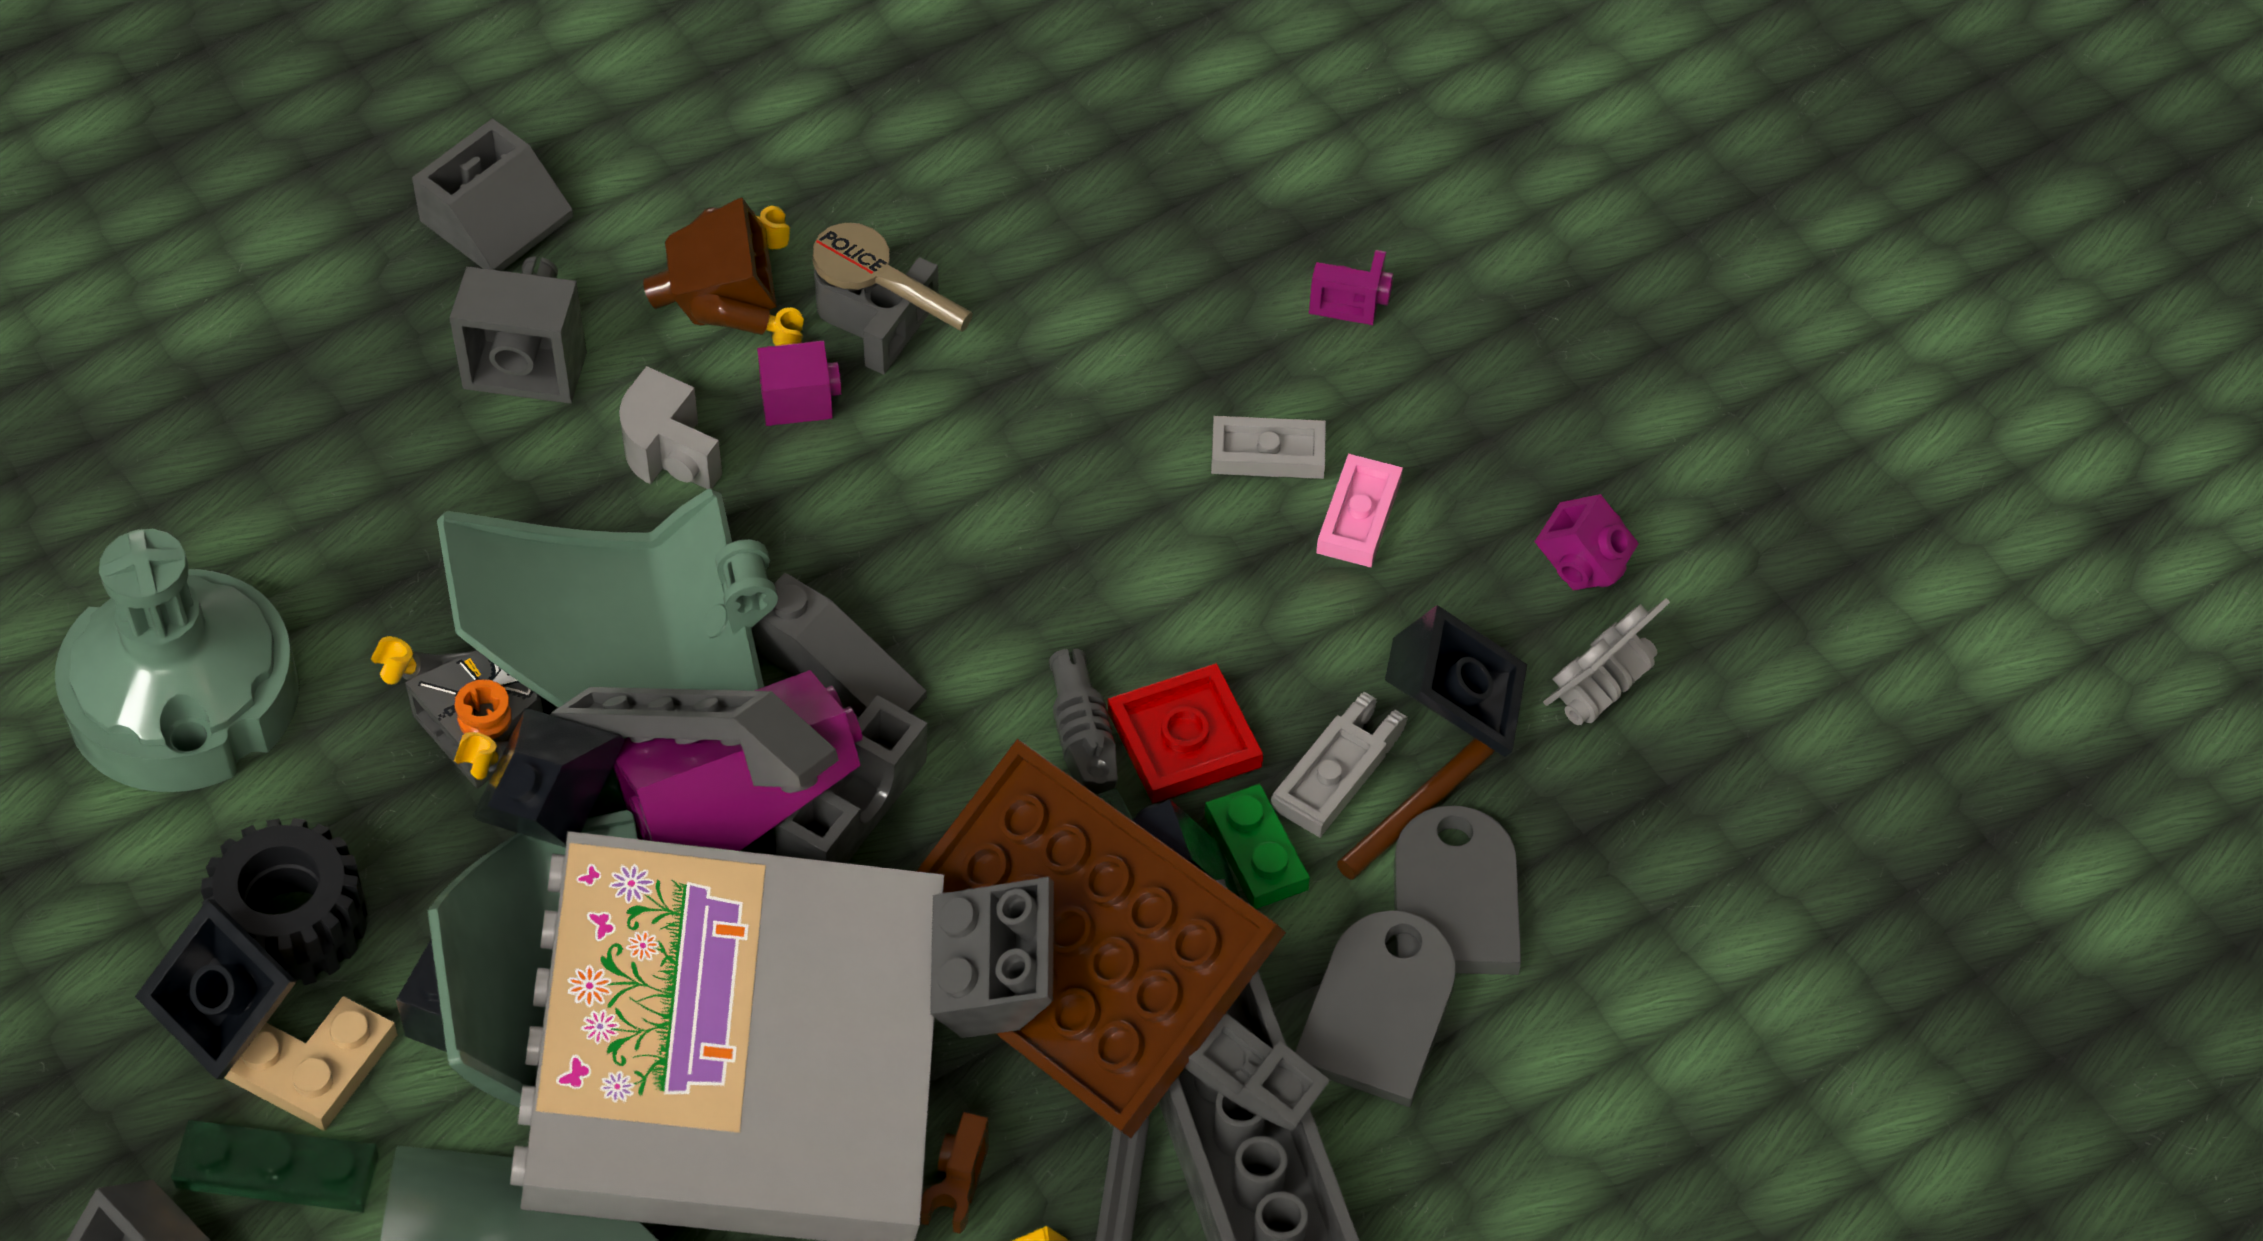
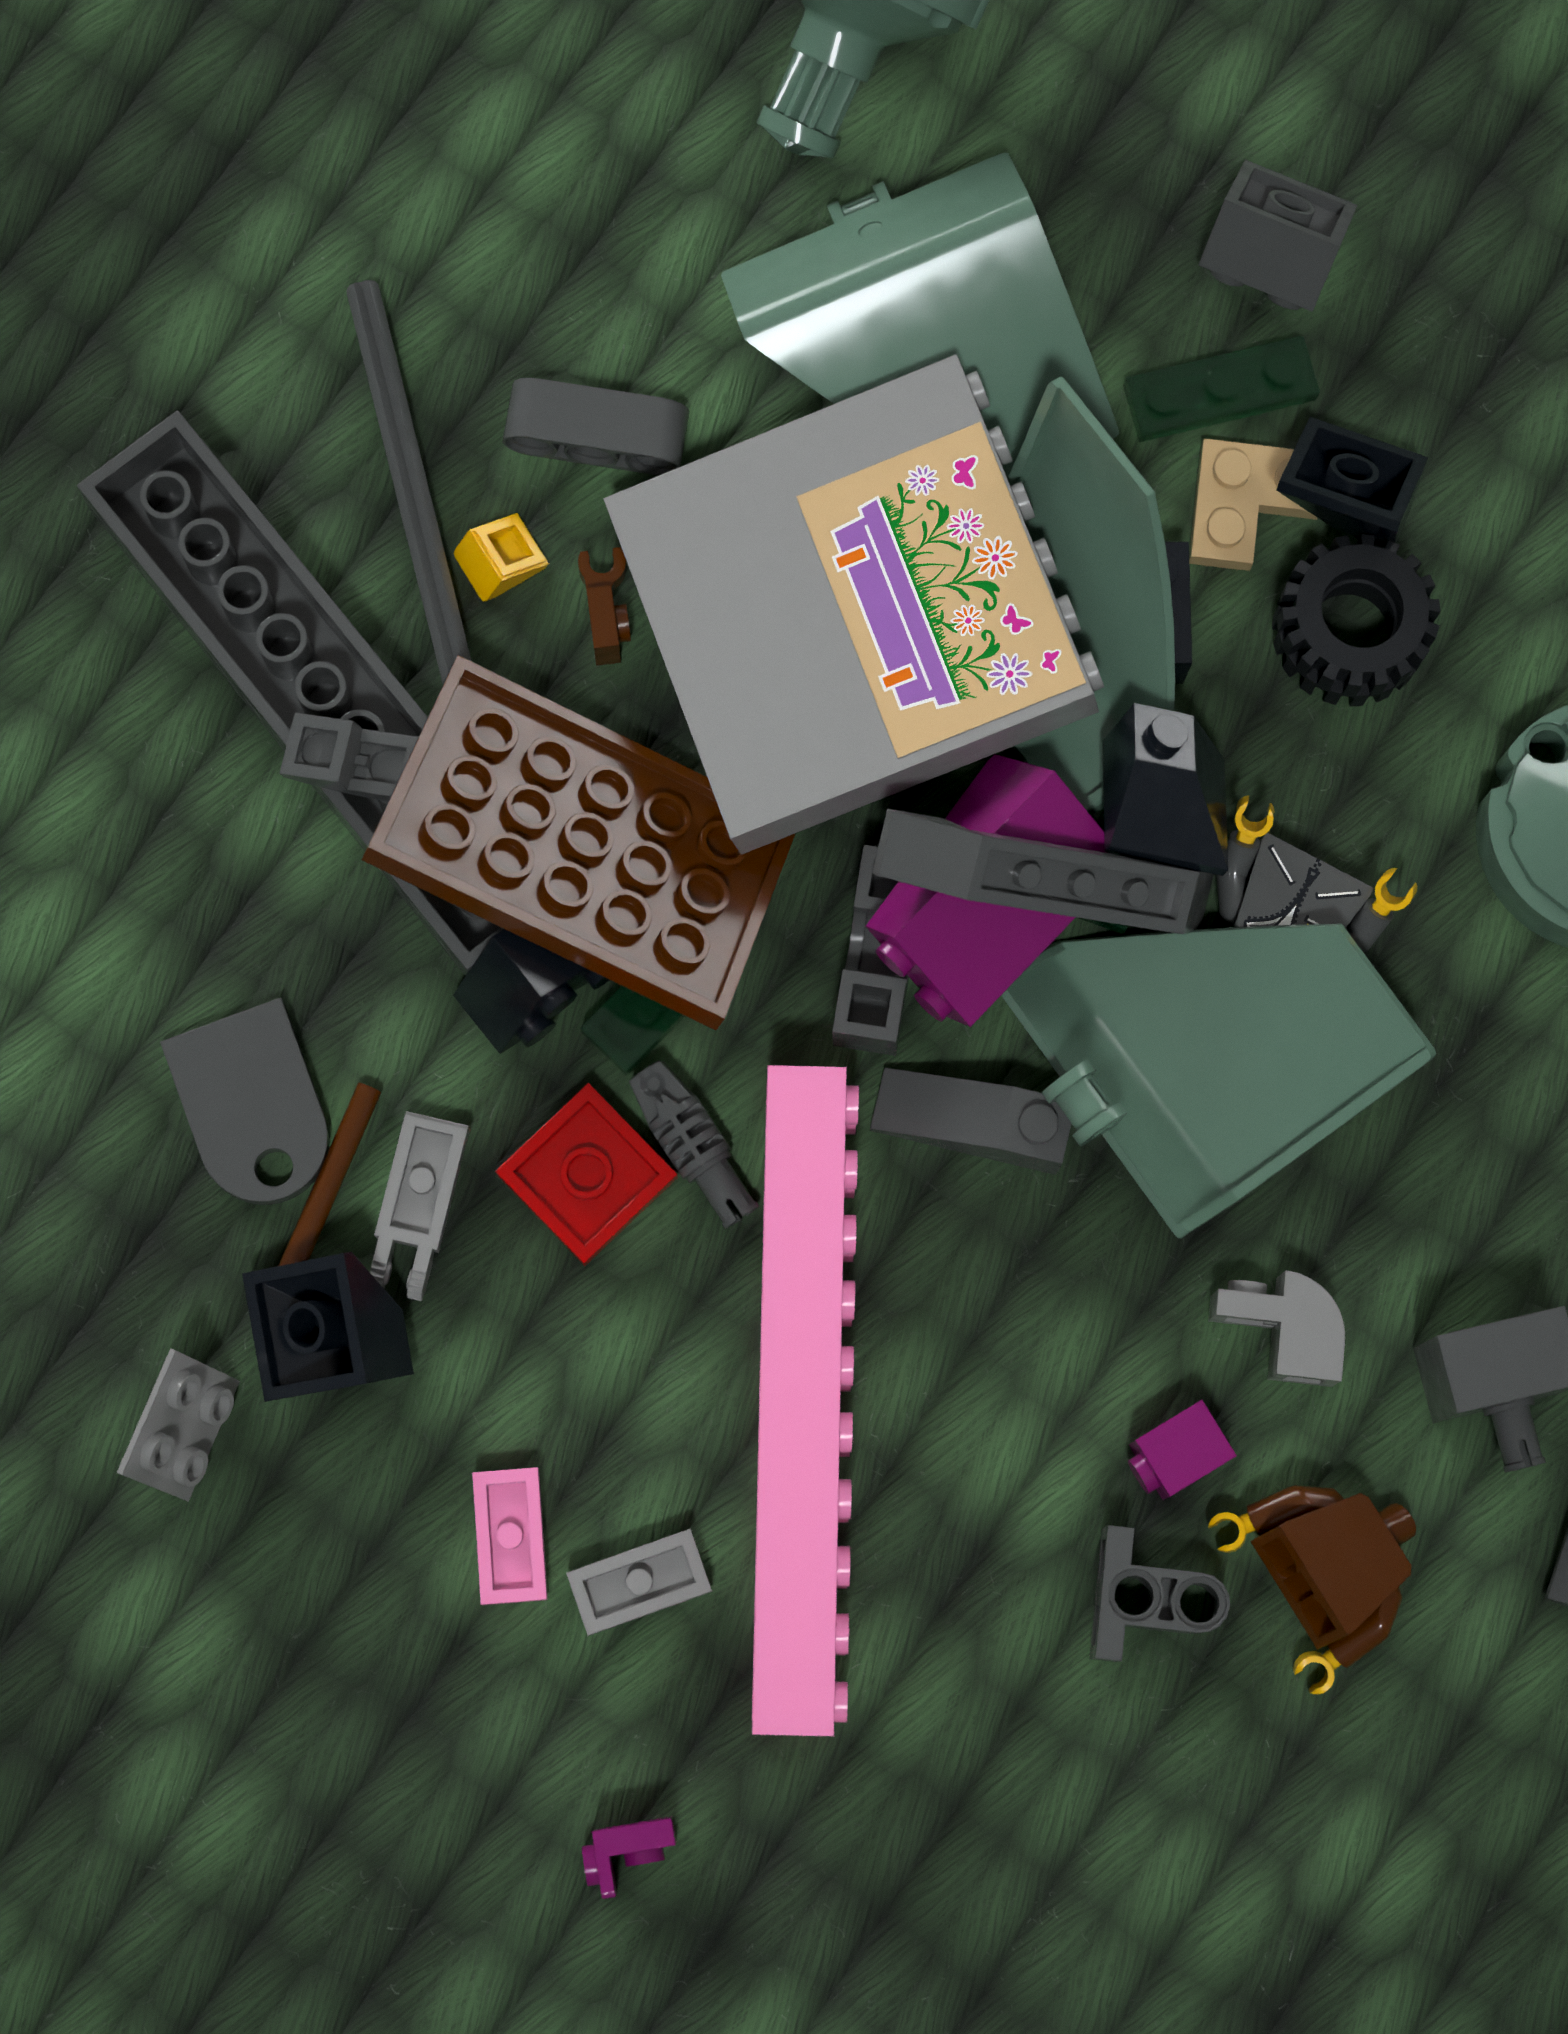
camera: 155 degrees right, 25 degrees up
(479, 693) = (1286, 858): orange bush -> none
(859, 257) = (1186, 1610): dark tan piece -> none
(992, 956) = (646, 767): dark grey slope -> none
(1077, 505) = (800, 1402): none -> bright pink brick
(1256, 846) = (467, 1079): green plate -> none
(1378, 1010) = (282, 930): dark grey tile -> none
(1587, 543) = (245, 1573): magenta brick -> none

